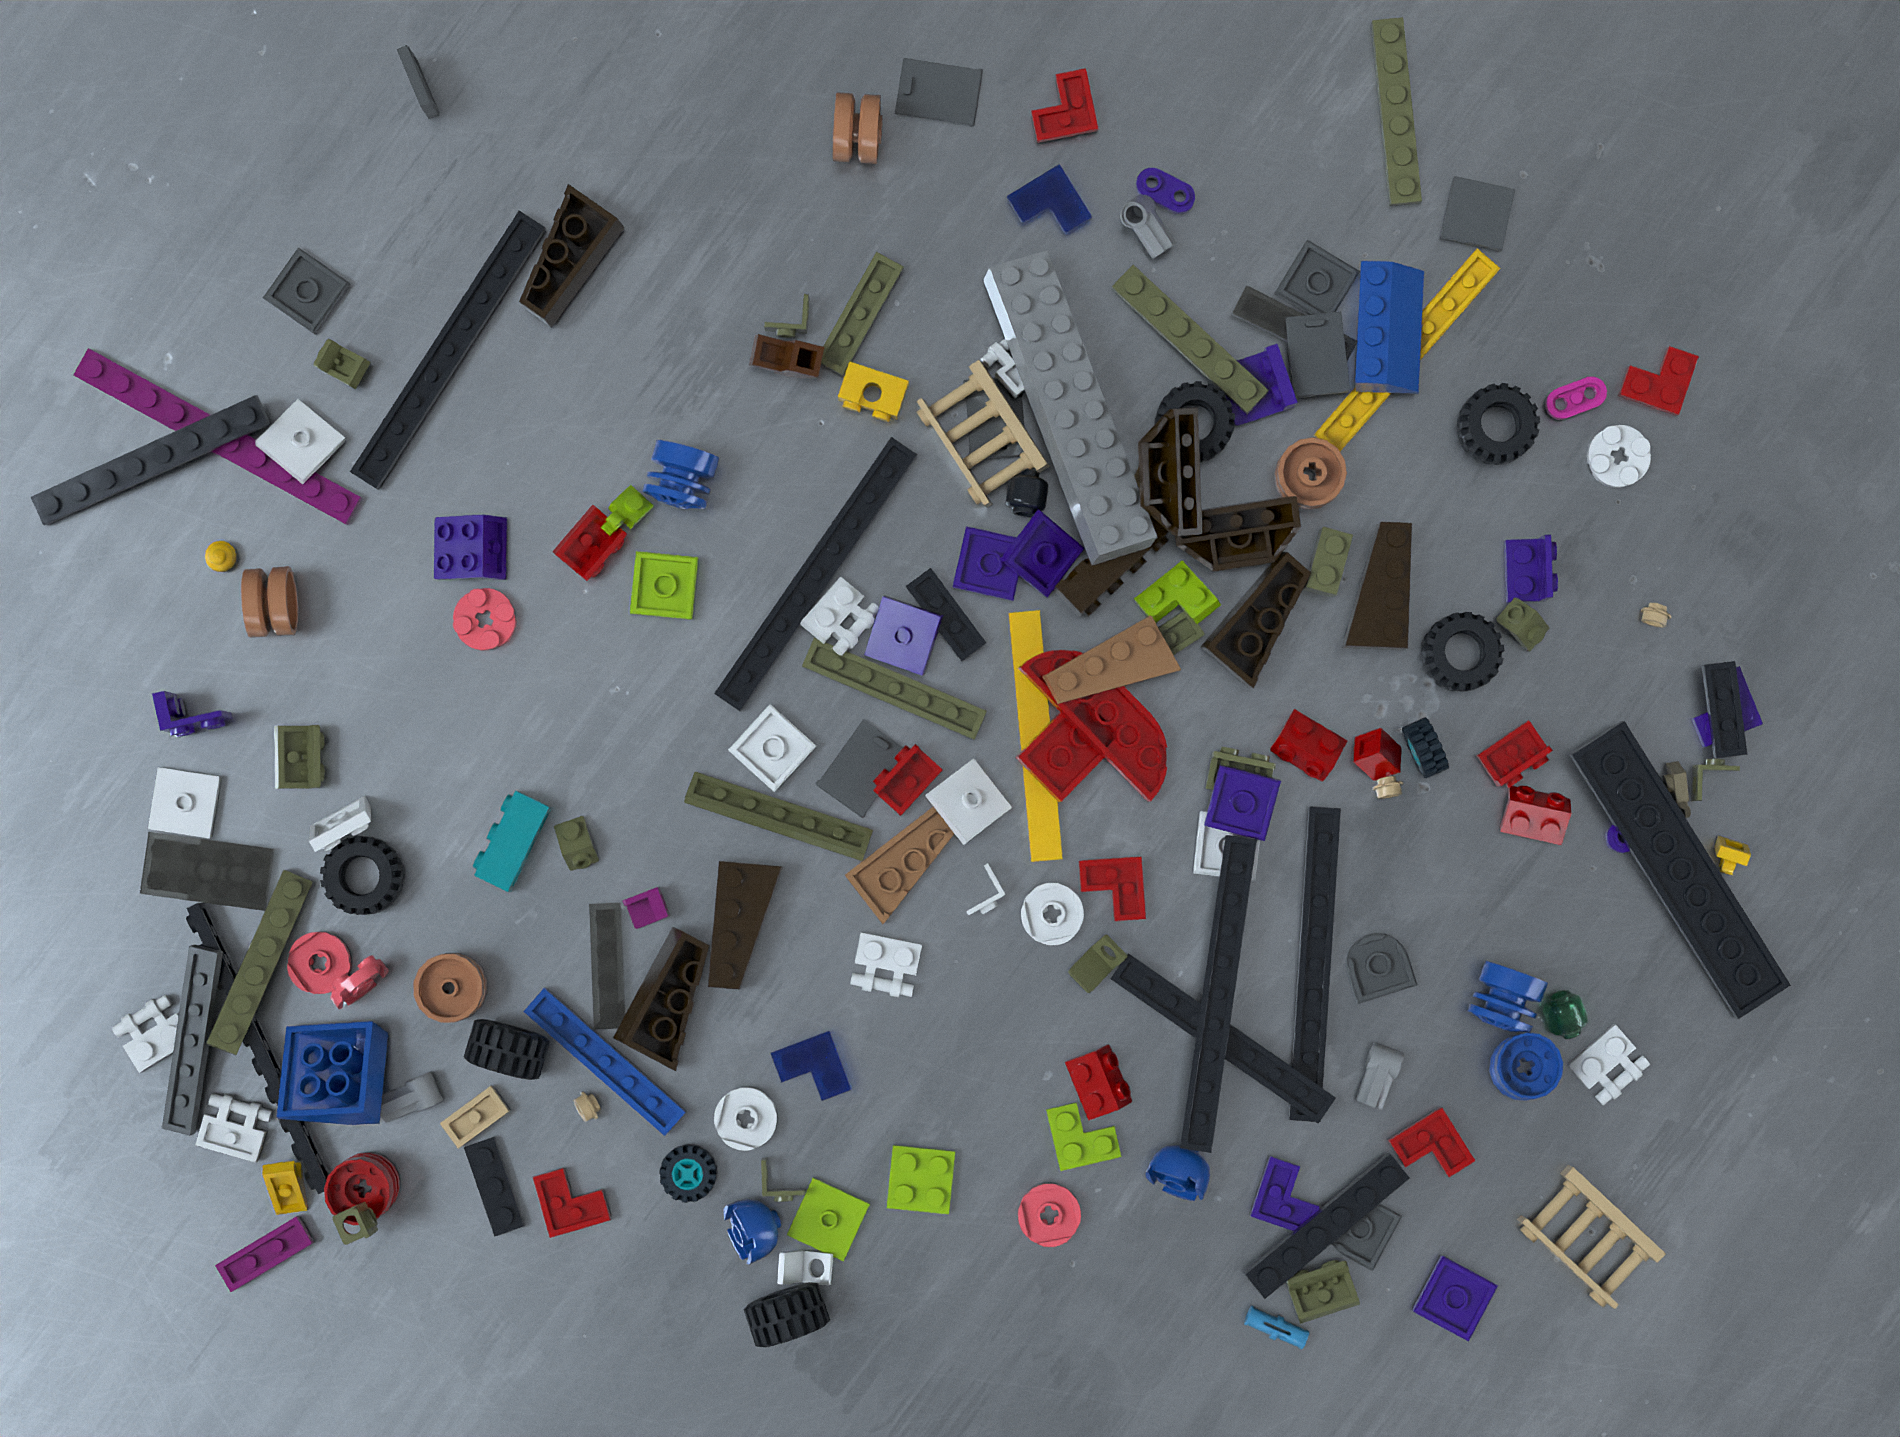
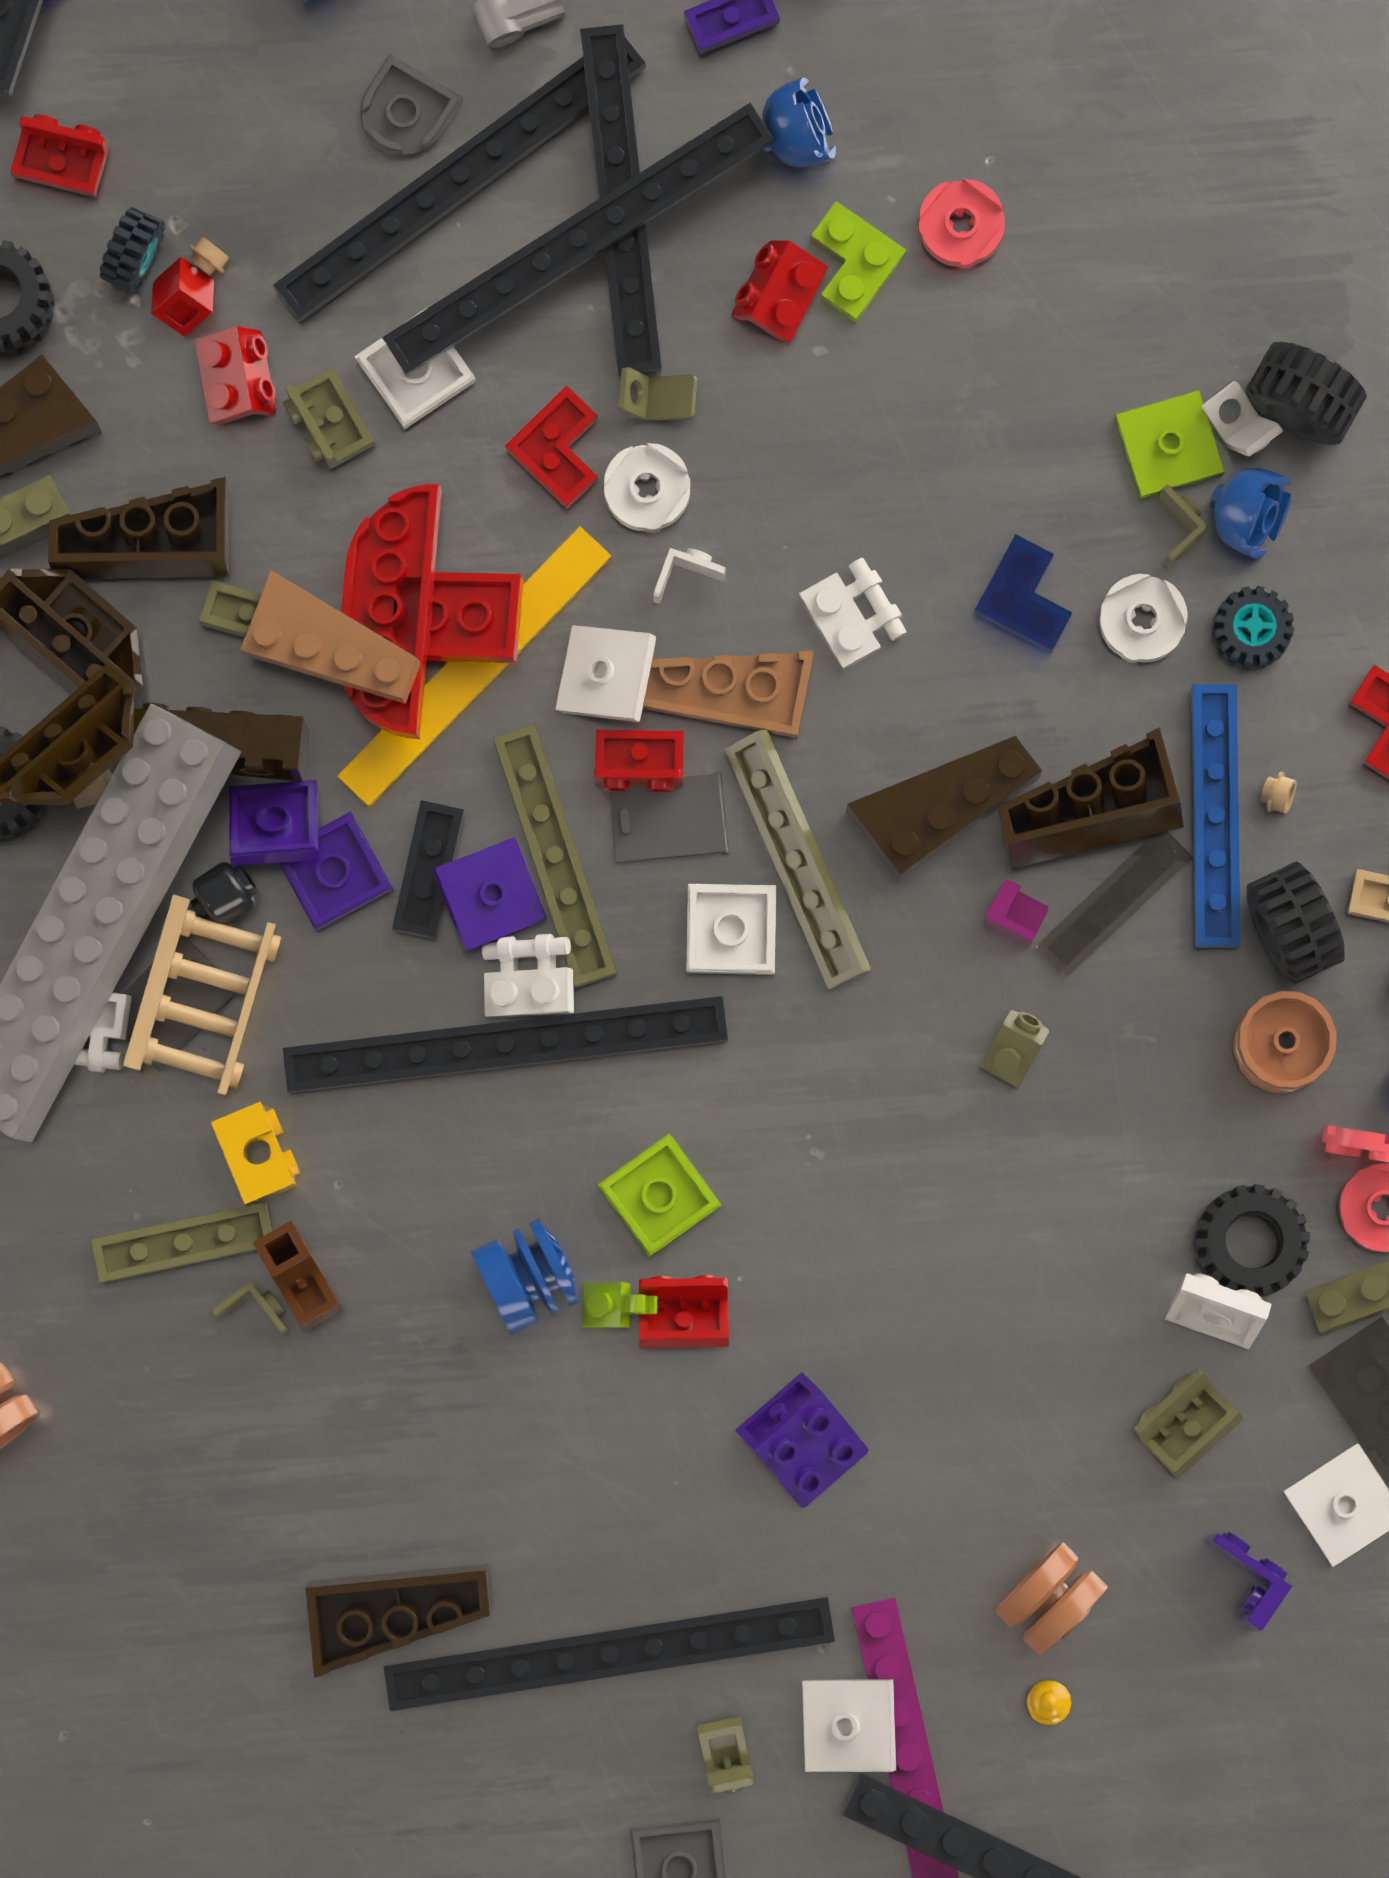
camera: 130 degrees left, 5 degrees down
(489, 636) = (843, 1342): coral plate -> none
(511, 840) = (1073, 1117): teal brick -> none
(920, 1179) = (1043, 385): lime plate -> none
(1176, 588) = (184, 649): lime plate -> none
(1242, 802) = (356, 387): dark purple plate -> none
(1536, 814) = (103, 82): bracket -> none

